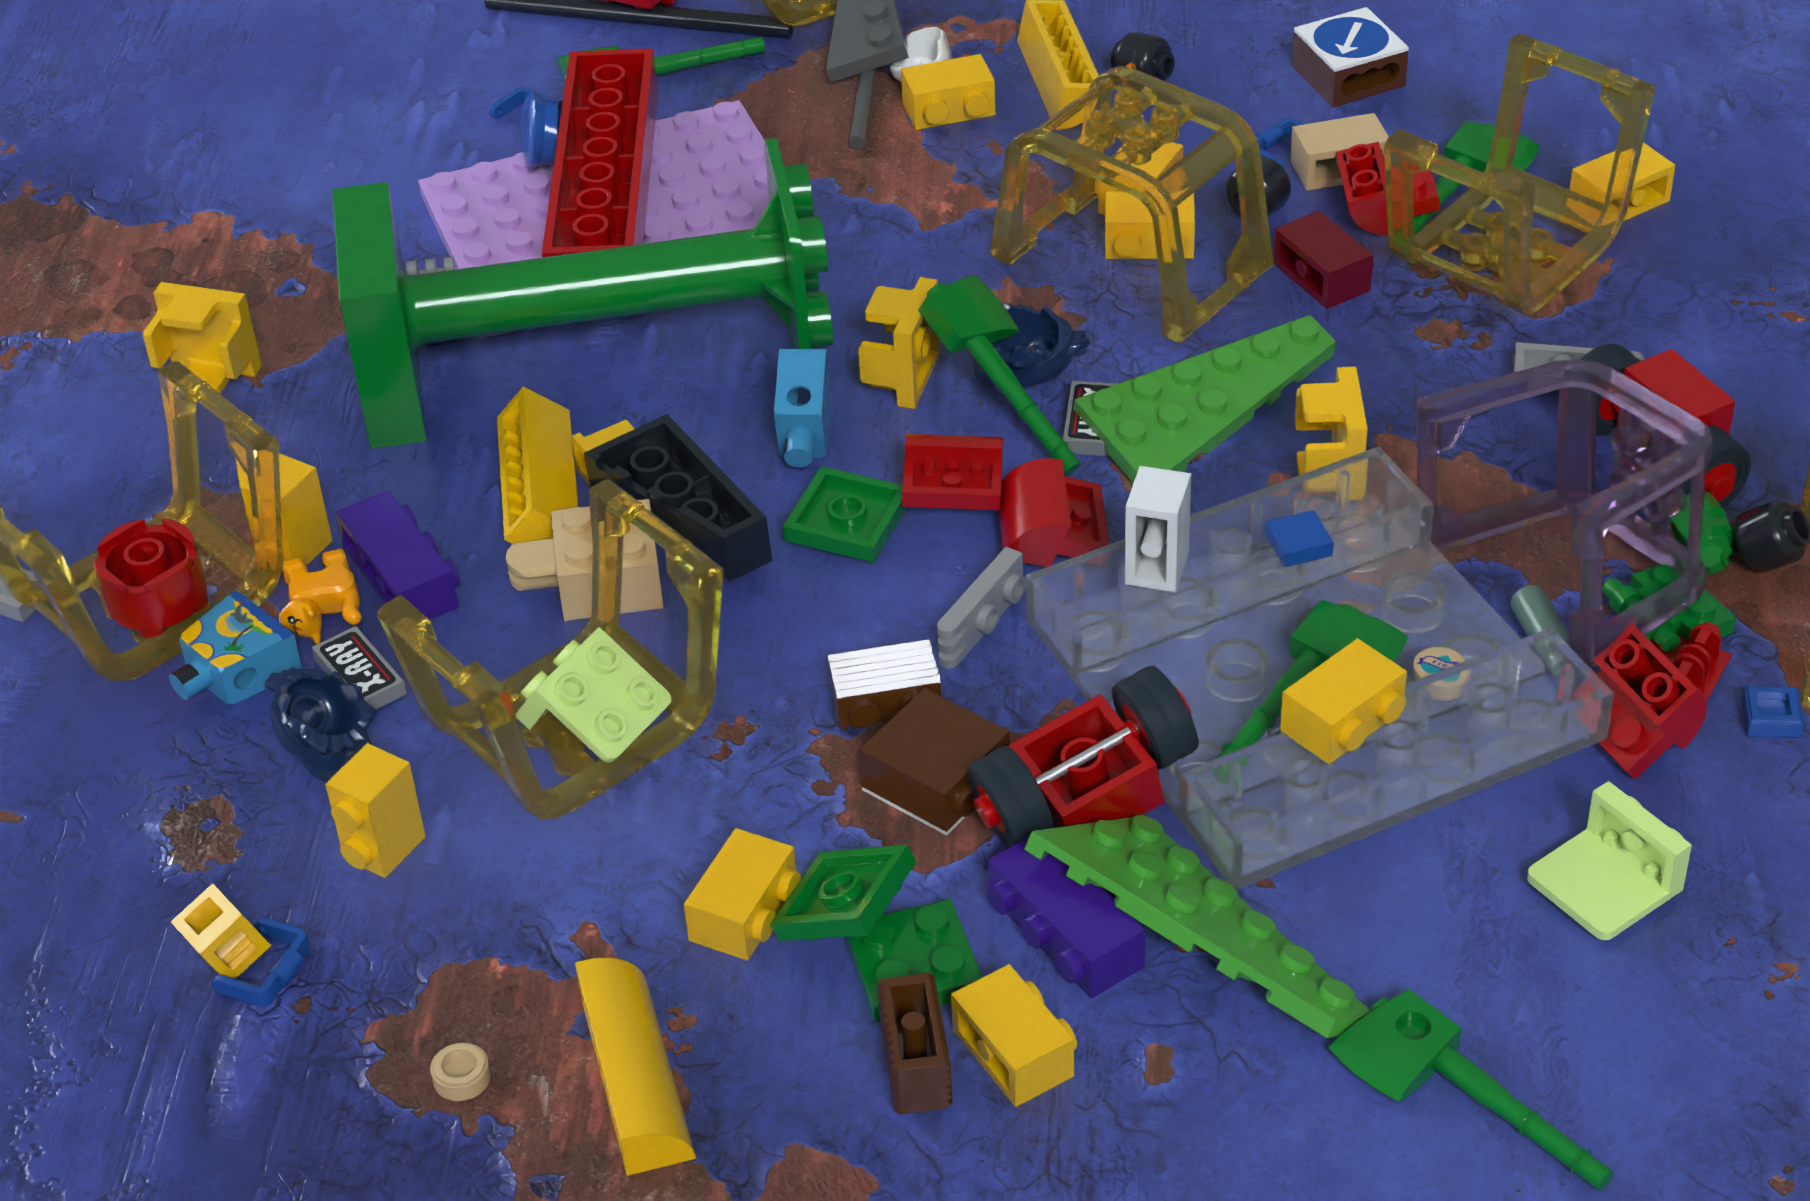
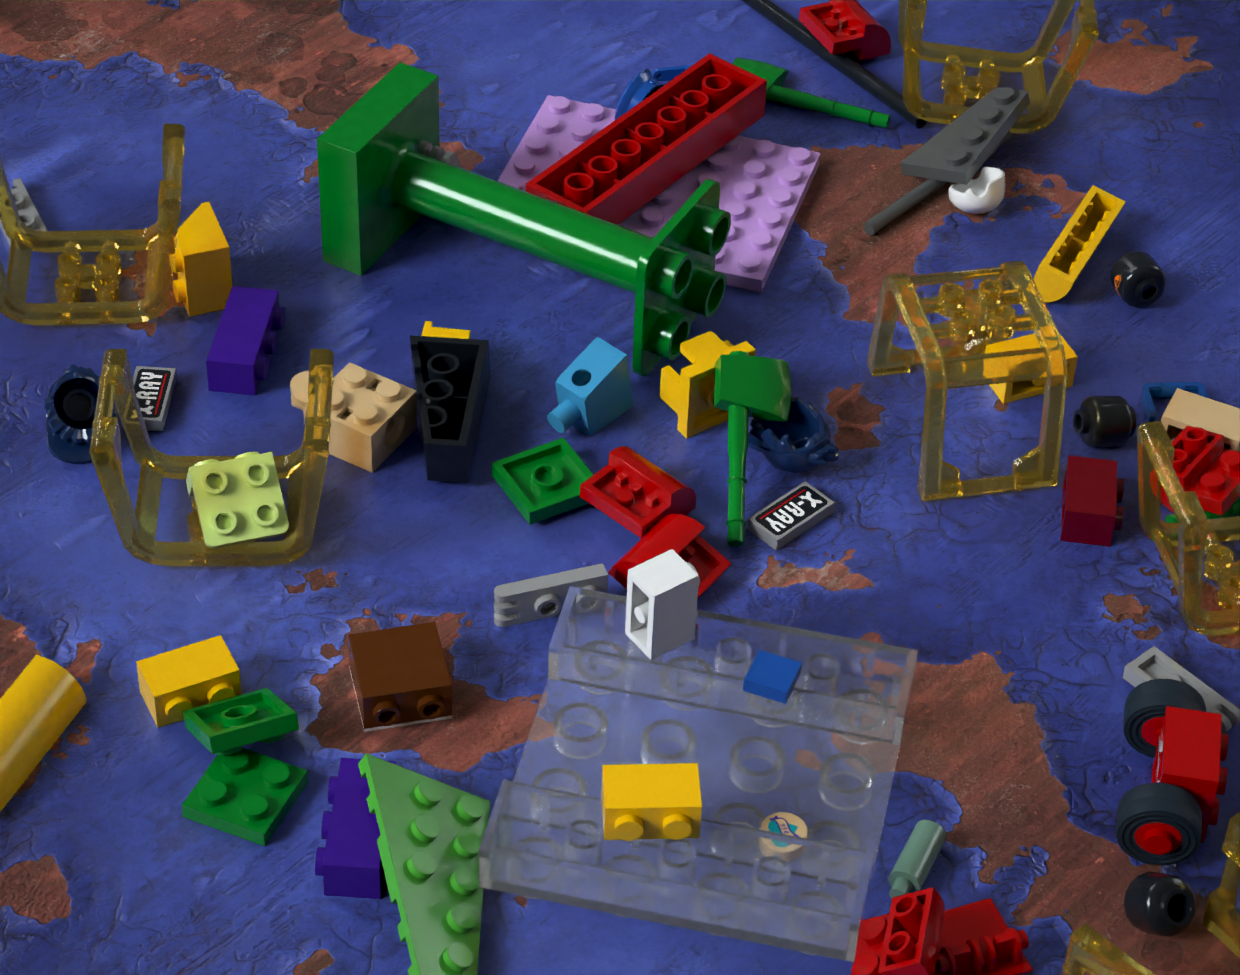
camera: 35 degrees right, 0 degrees up
(150, 576) = (78, 262): red brick -> none
(203, 331) = (294, 125): yellow panel -> none
(233, 651) = (85, 335): dark azure torso -> none
(319, 593) = (178, 334): light orange animal -> none
(375, 810) = (38, 487): yellow brick -> none
(534, 465) = (386, 339): yellow brick -> none
(880, 681) = (424, 597): brick -> none
(915, 1043) = (166, 840): reddish brown brick -> none
(948, 91) = (969, 225): yellow brick -> none
(1014, 1034) = (237, 880): yellow brick -> none
(1087, 761) = (467, 737): brick -> none
(1131, 230) = (997, 410): yellow brick -> none
(1203, 400) = (873, 548): bright green wing -> none
(1314, 641) = (739, 771): green piece -> none
(1332, 408) = (933, 620): yellow panel -> none
(1638, 480) = (963, 771): clear purple windscreen -> none
(1667, 634) = (1042, 904): green plate -> none
(1716, 534) = (1111, 866): green rock -> none

